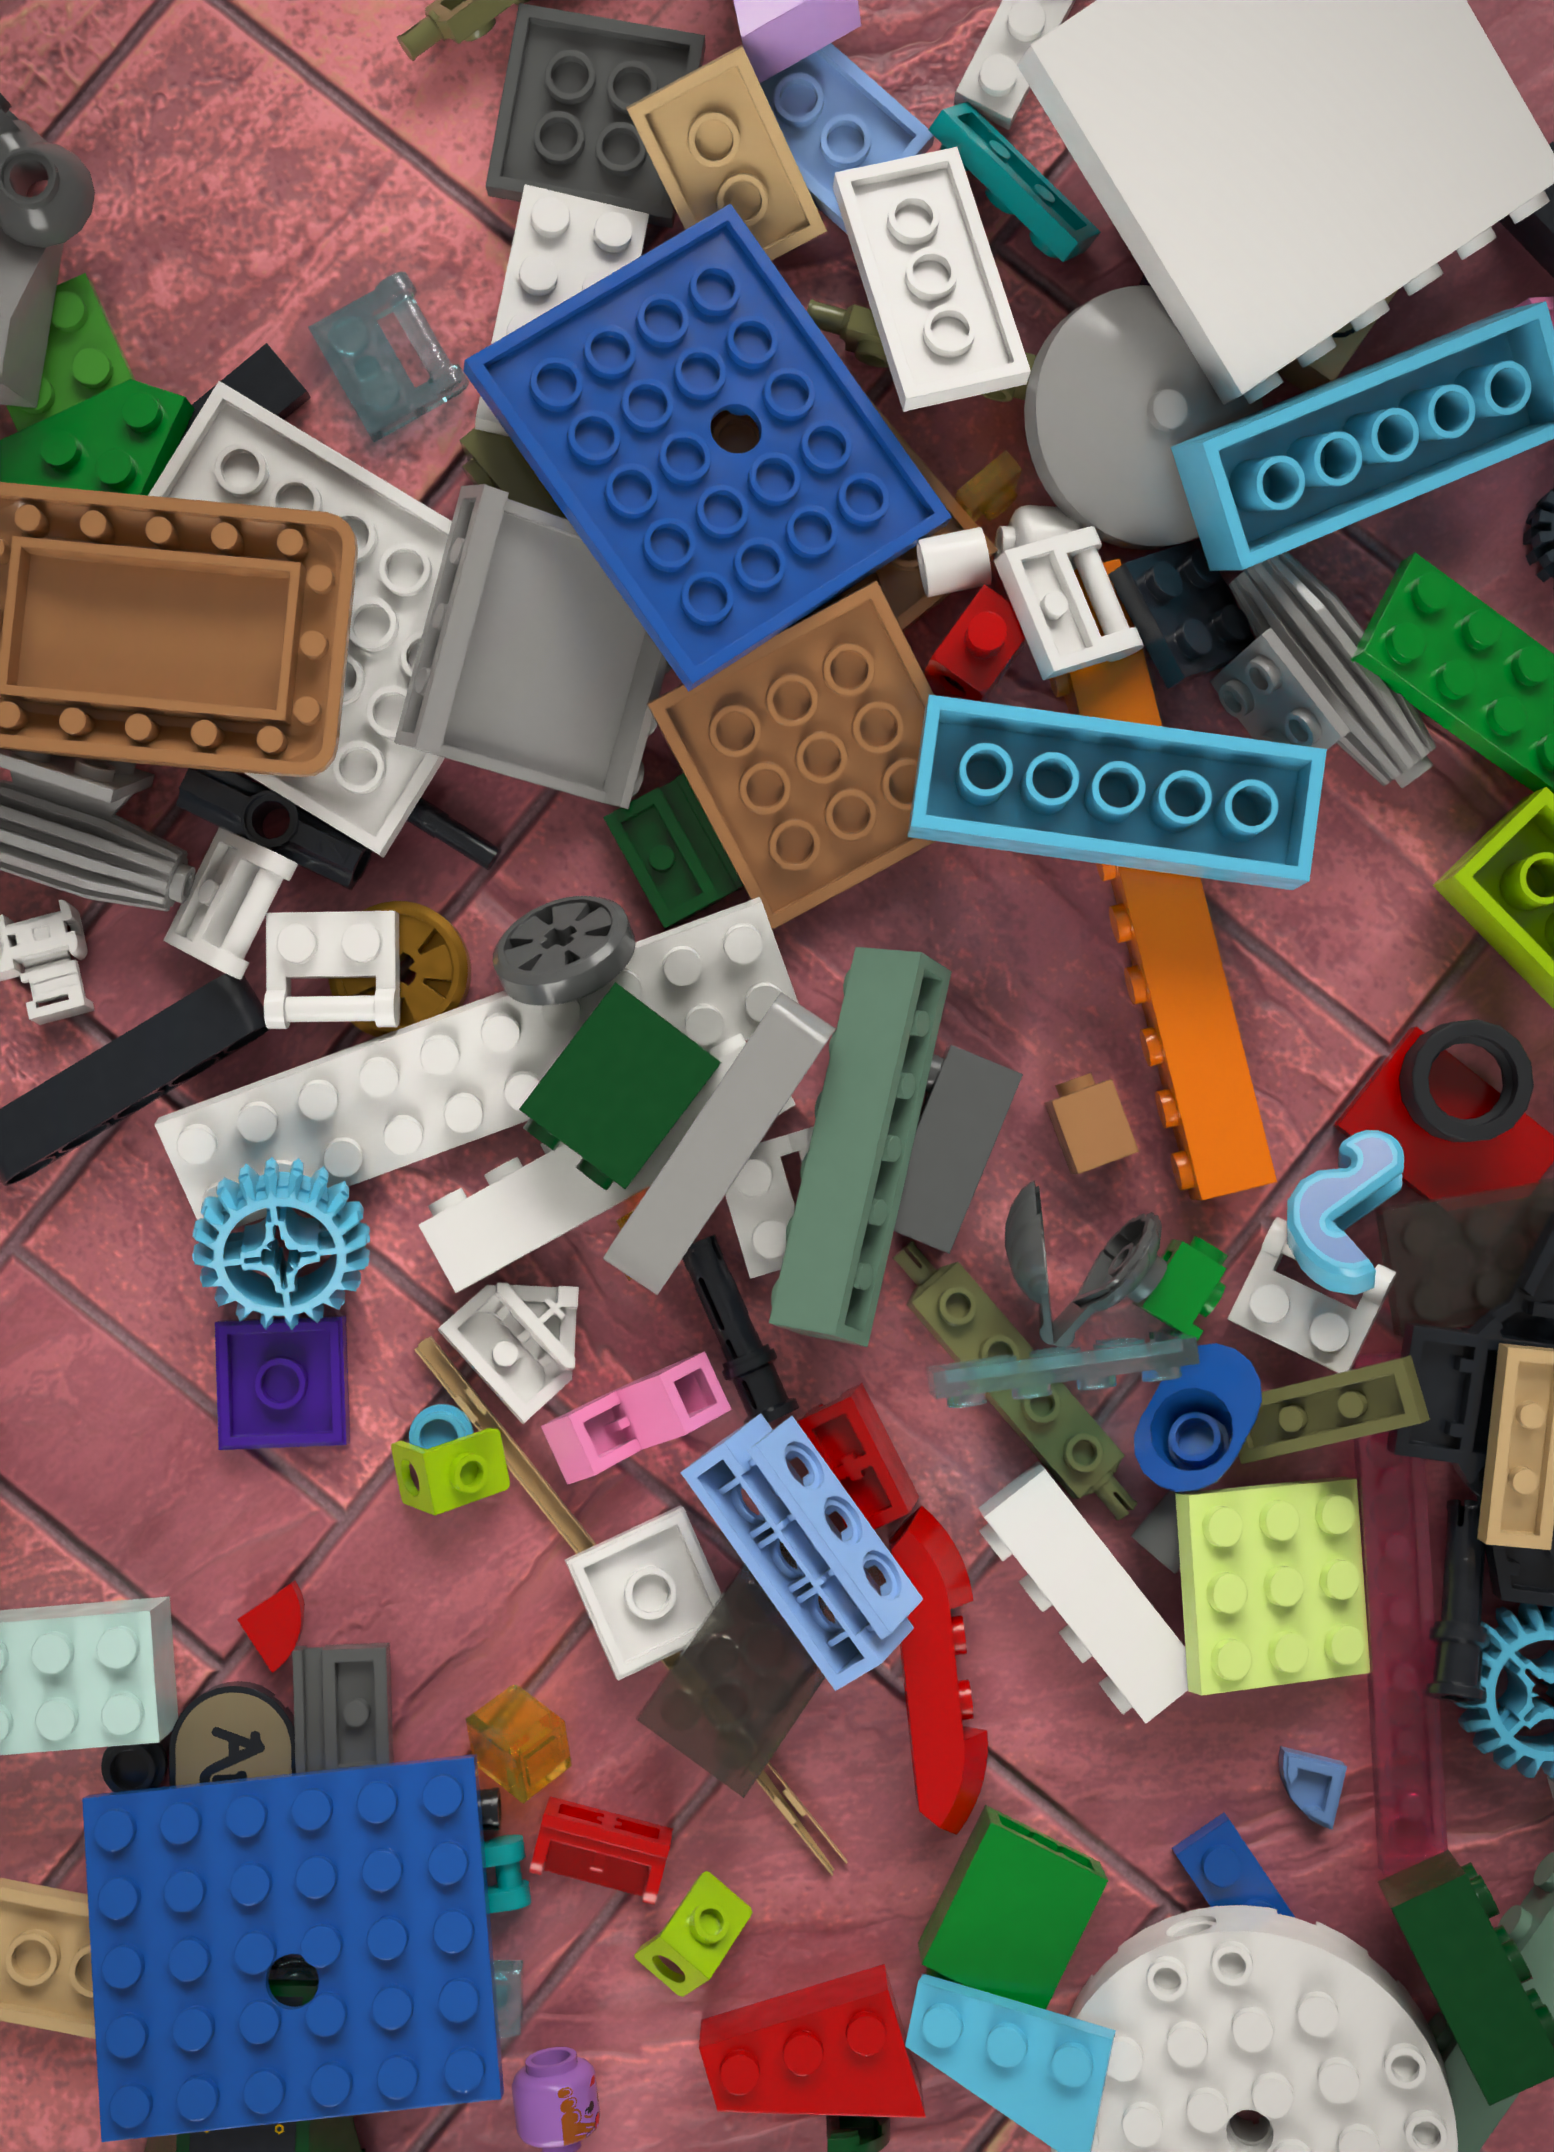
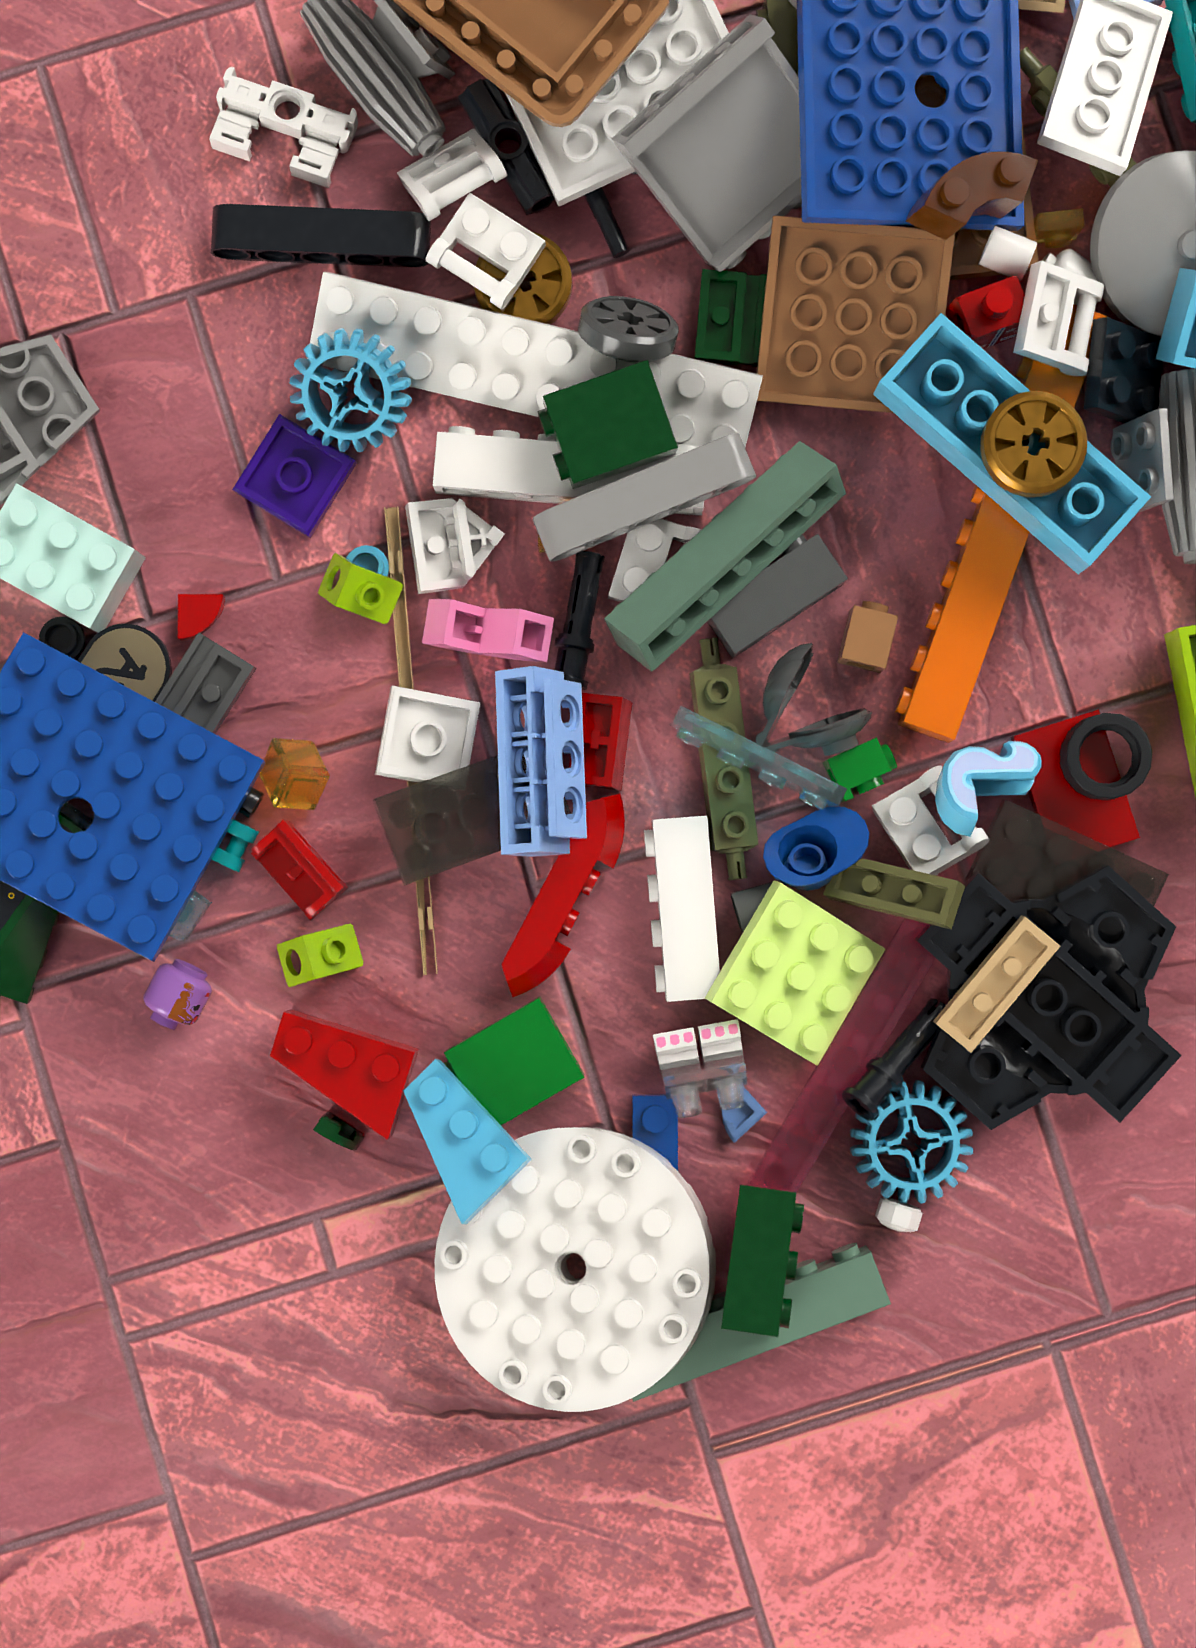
camera: 35 degrees right, 0 degrees up
(873, 506) = (976, 186): none -> reddish brown brick
(1184, 800) = (1015, 421): none -> pearl gold wheel
(1218, 1790) = (722, 1070): none -> clear hips

